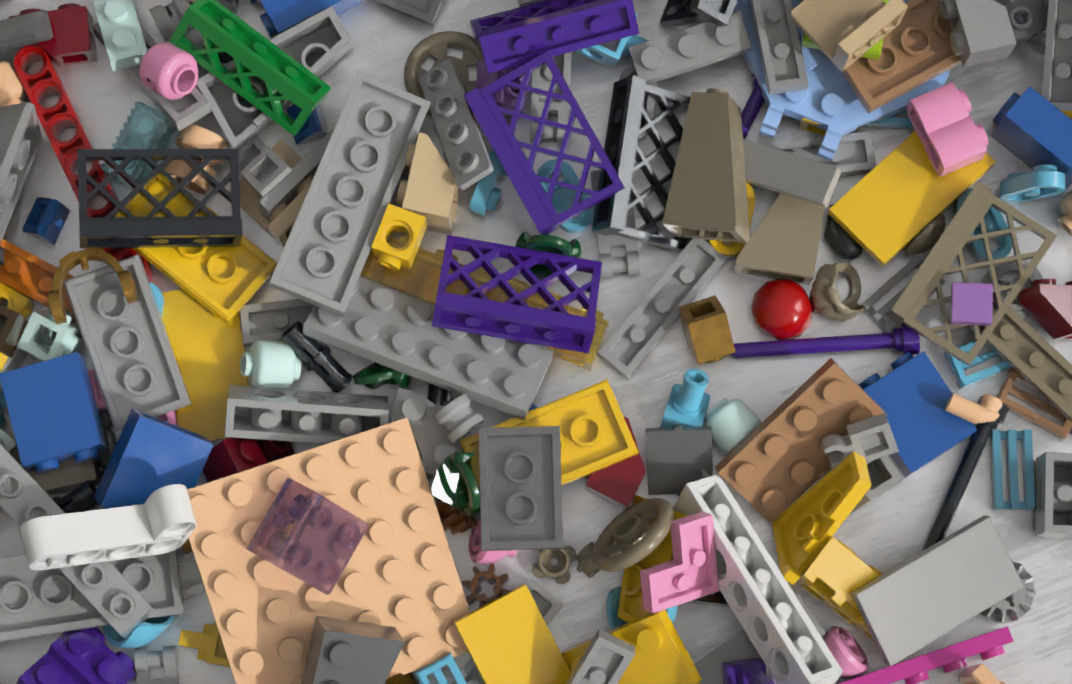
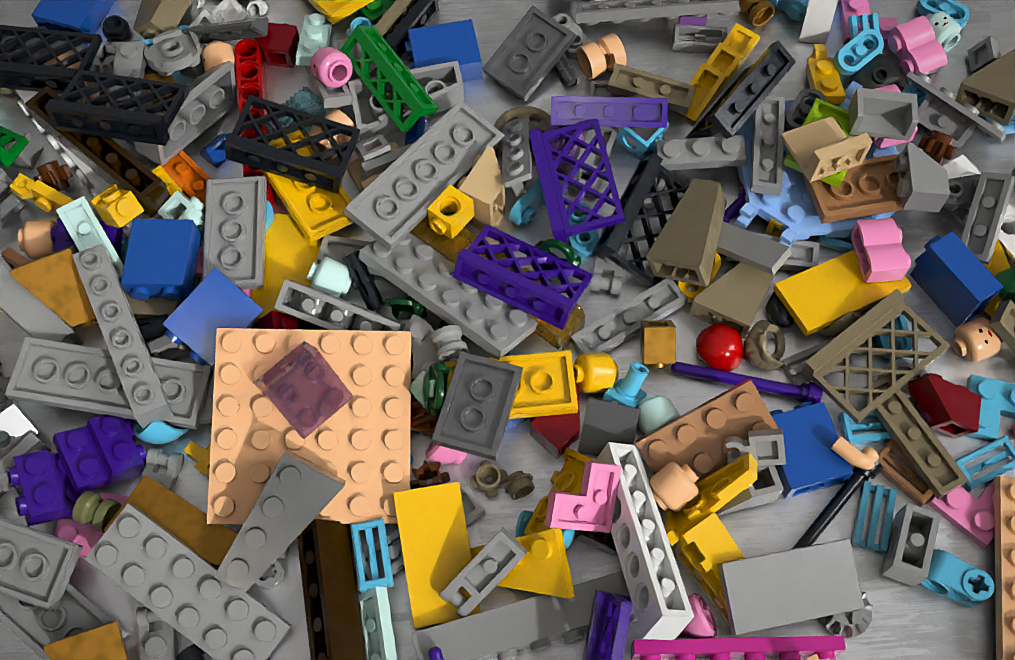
camera: 20 degrees right, 15 degrees down
(68, 262) = (194, 185): pearl gold piece -> none
(110, 533) = (155, 338): white beam -> none
(633, 535) = (554, 467): dark tan plate -> none
(642, 392) = (595, 372): none -> yellow head
(777, 514) = (674, 486): none -> light nougat head
(971, 304) = (871, 375): medium lavender tile -> none
(1032, 186) = (940, 307): medium azure plate -> none

